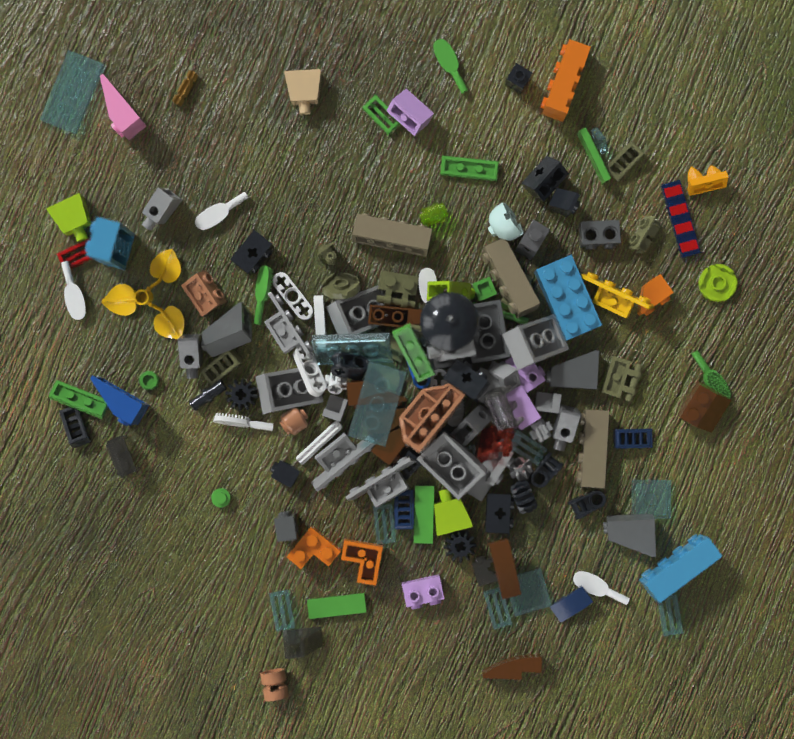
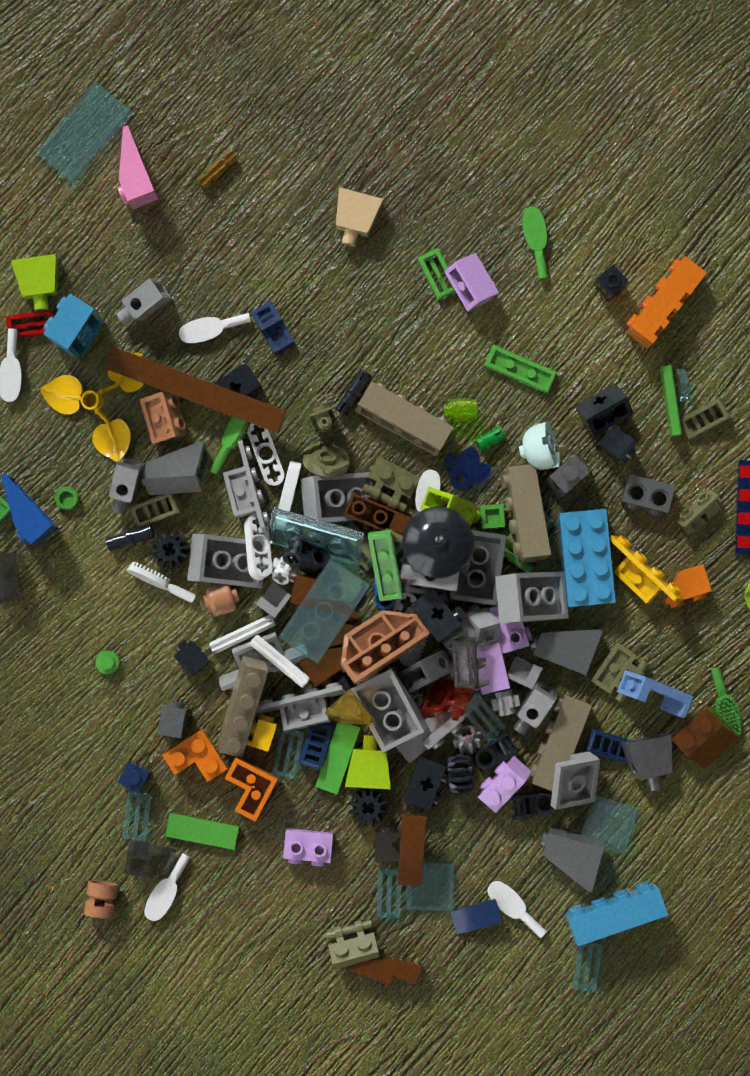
camera: 10 degrees right, 0 degrees up
(222, 263) = (195, 389): none -> reddish brown tile
(267, 197) = (273, 328): none -> dark blue slope
(270, 580) = (134, 776): none -> dark blue brick
(323, 662) = (165, 892): none -> white piece
(337, 498) = (242, 706): none -> dark tan brick
(345, 227) = (353, 392): none -> black pin
(355, 454) = (279, 661): none -> white axle
(359, 514) = (262, 733): none -> yellow brick
(422, 475) = (349, 710): none -> clear yellow slope
(452, 256) = (467, 465): none -> clear blue plate
(460, 233) = (489, 439): none -> green pin
(485, 660) = (355, 949): none -> olive plate
(561, 493) = (504, 784): none -> lavender brick
(615, 474) = (575, 781): none -> light grey plate
(642, 385) = (639, 686): none -> medium blue panel
(667, 438) = (650, 758): none -> flat silver torso

